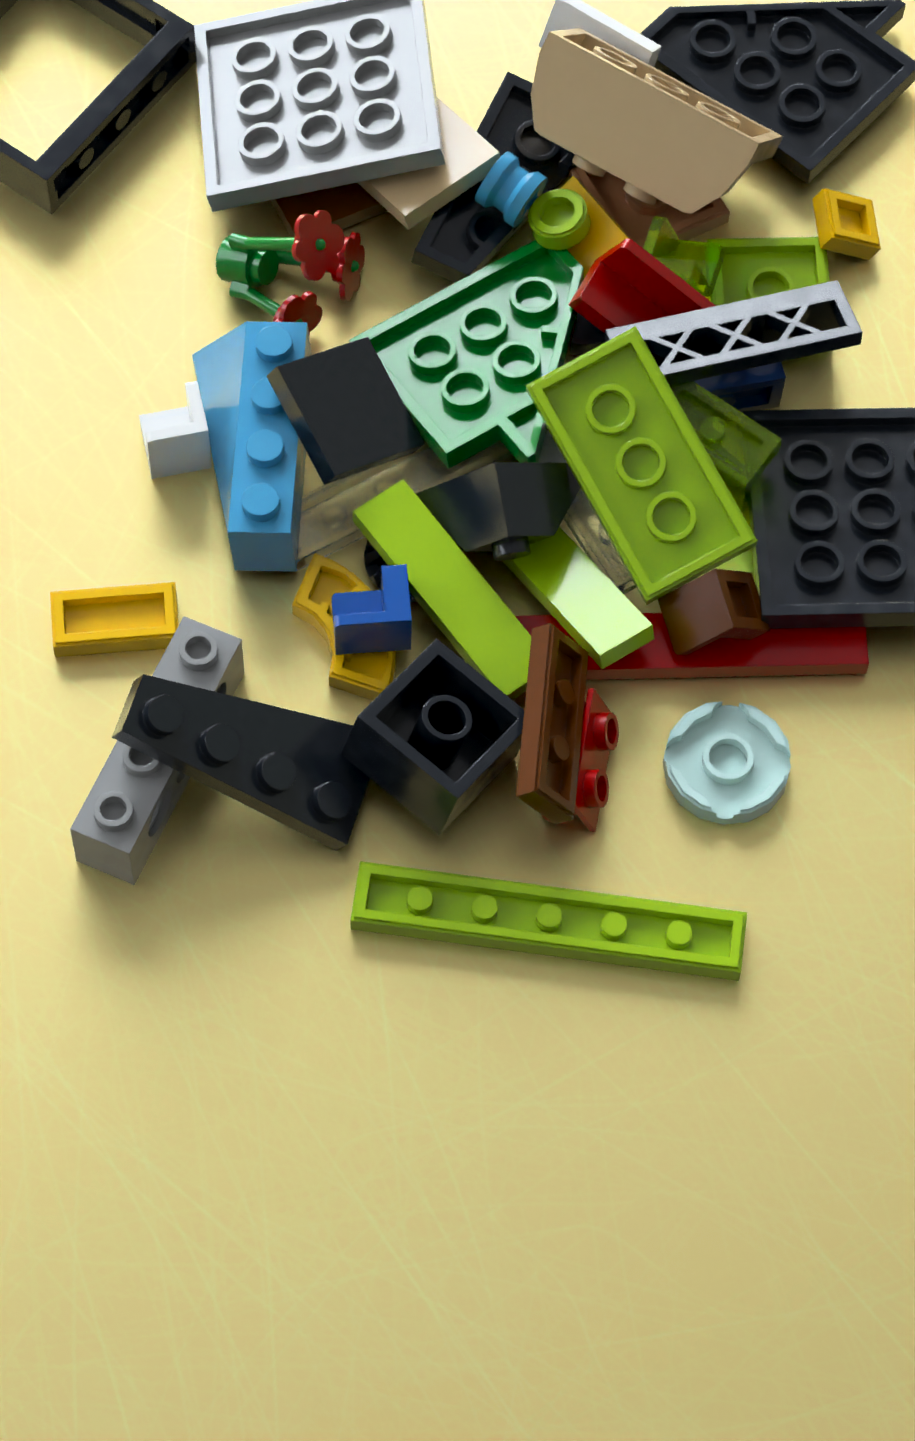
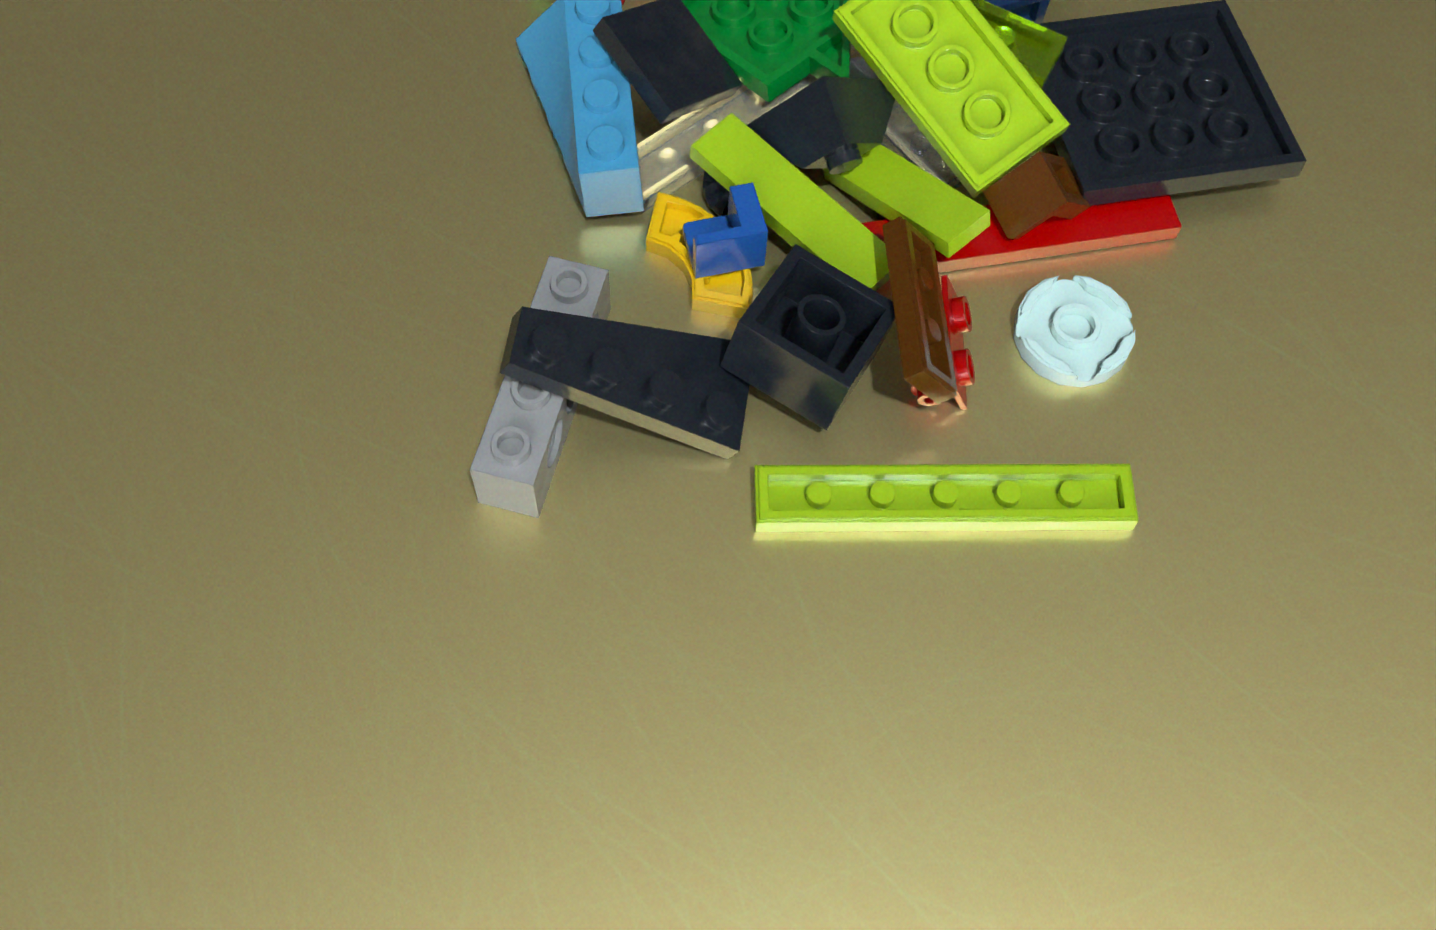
camera: 10 degrees left, 0 degrees up
(113, 619) = (480, 274): yellow tile -> none
(177, 437) = (517, 108): white panel -> none

